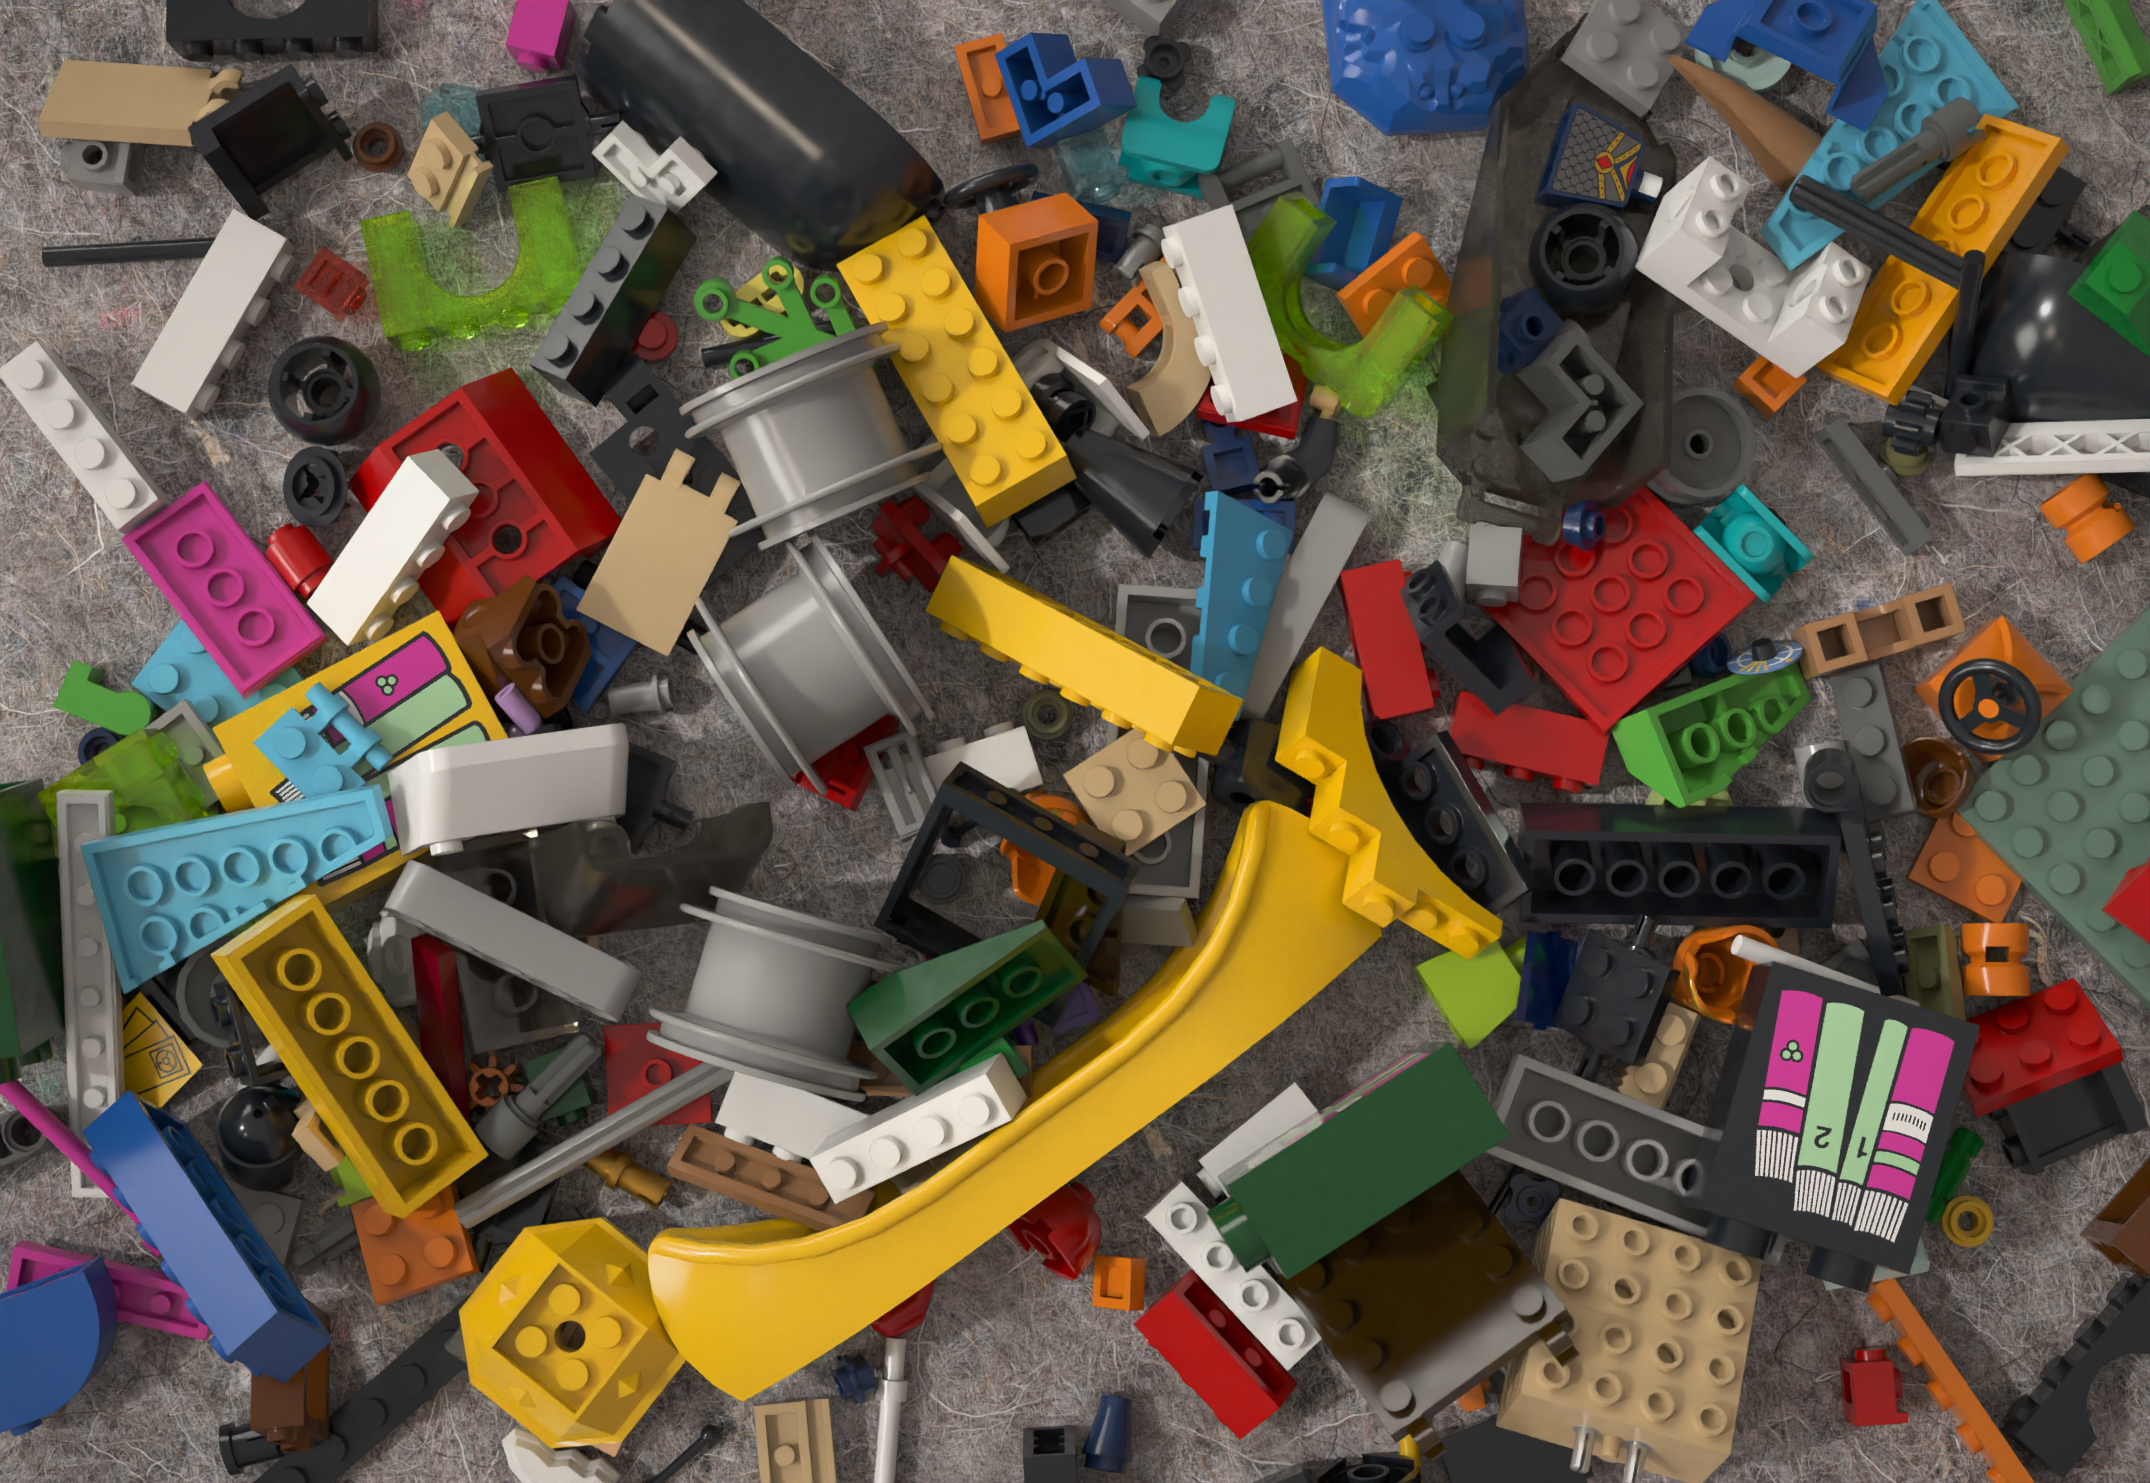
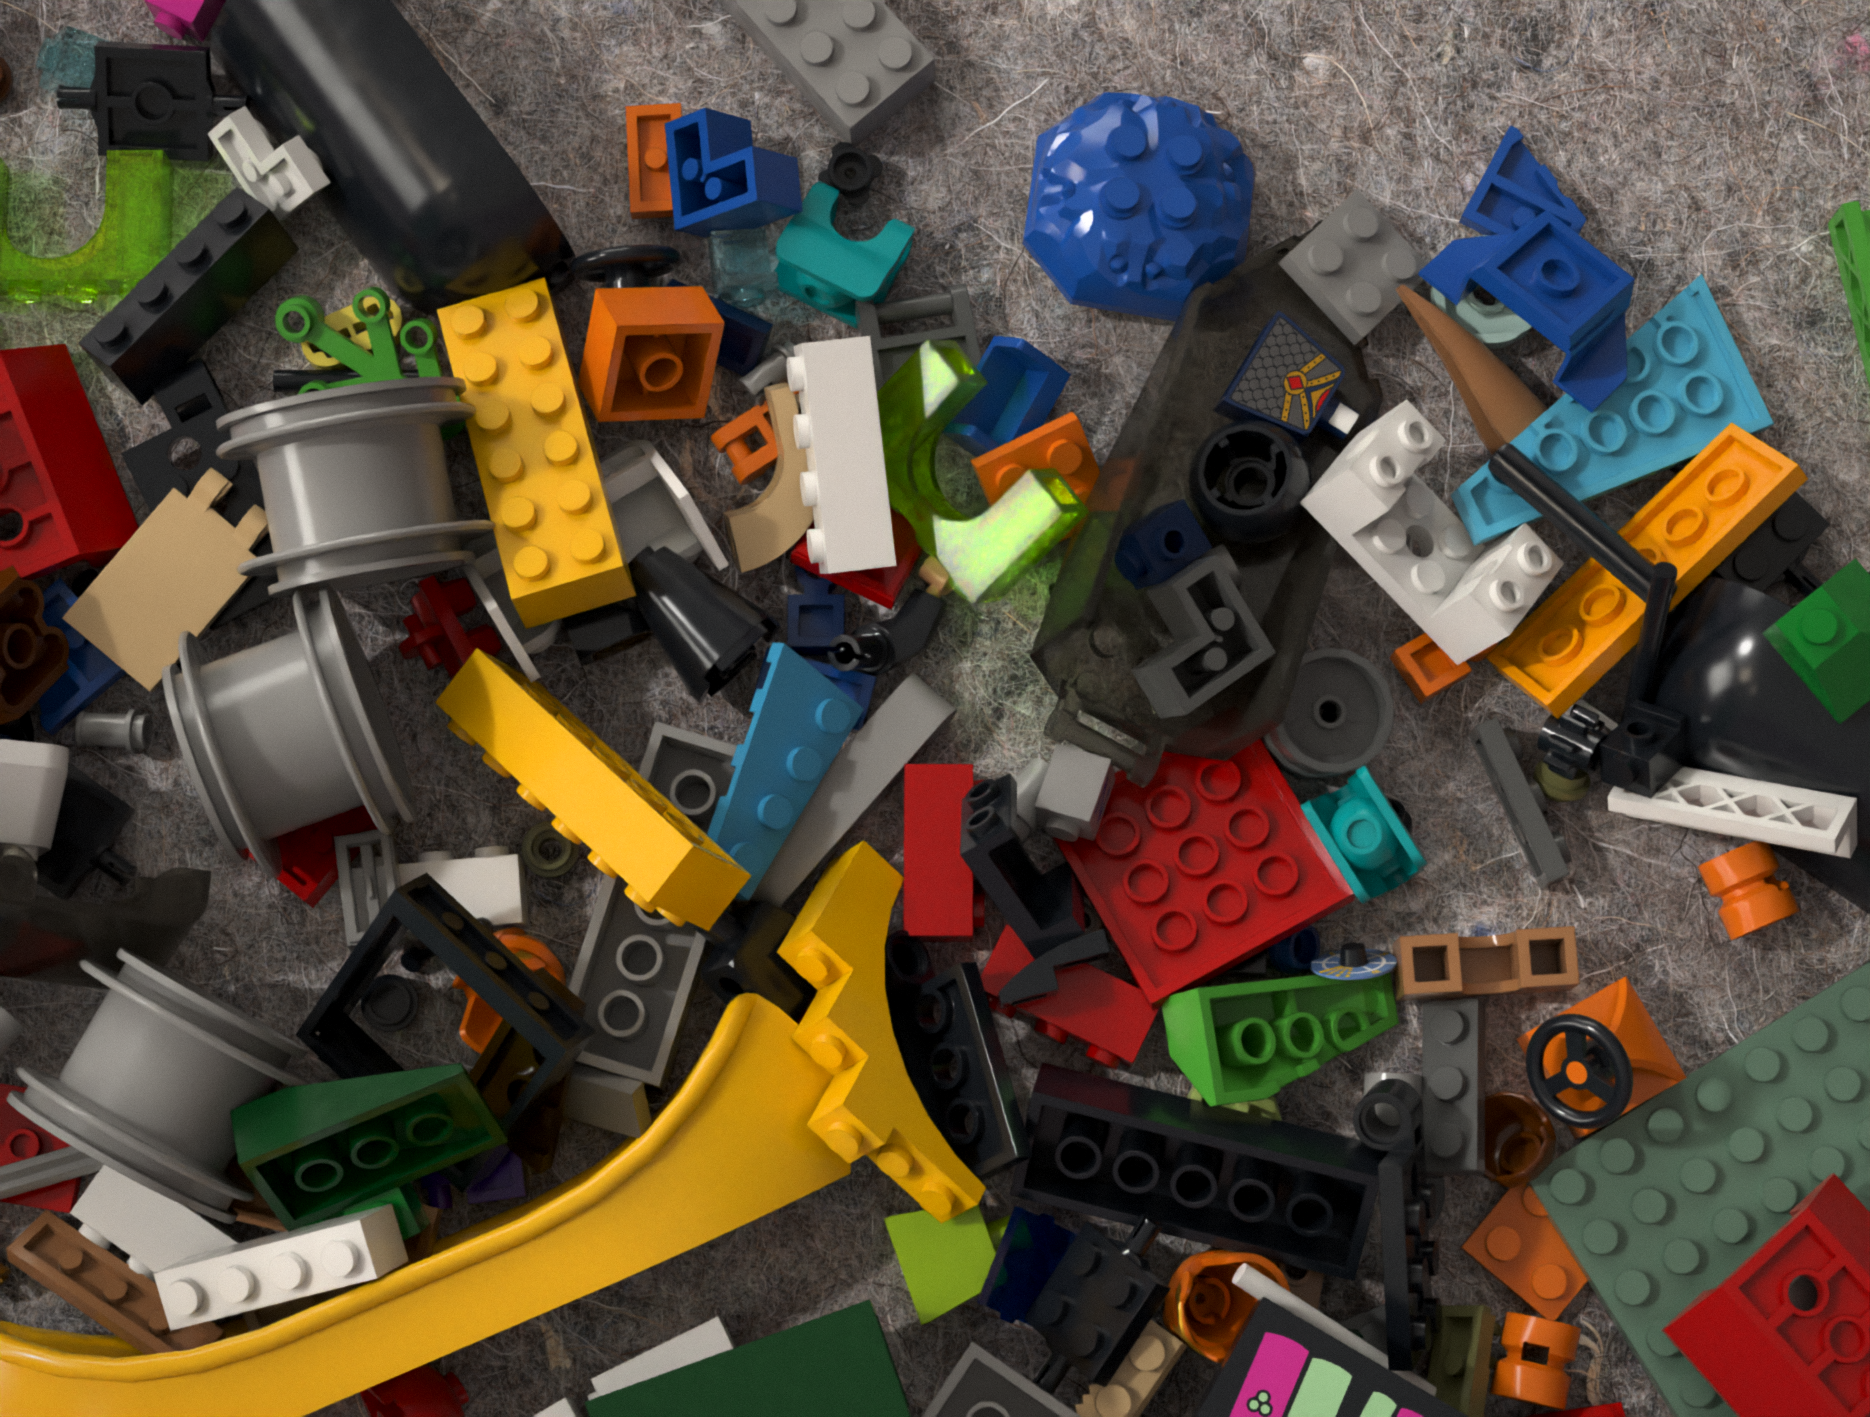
camera: 15 degrees right, 5 degrees down
(449, 170) = (48, 118): tan plate -> none
(657, 338) = (229, 347): red plate -> none
(1063, 411) = (644, 516): black wheel -> none
(1134, 790) = (614, 953): tan plate -> none
(1506, 729) = (1038, 977): none -> black slope
(1584, 524) = (1183, 772): dark blue plate -> none
(1941, 137) = (1675, 435): dark grey piece -> none

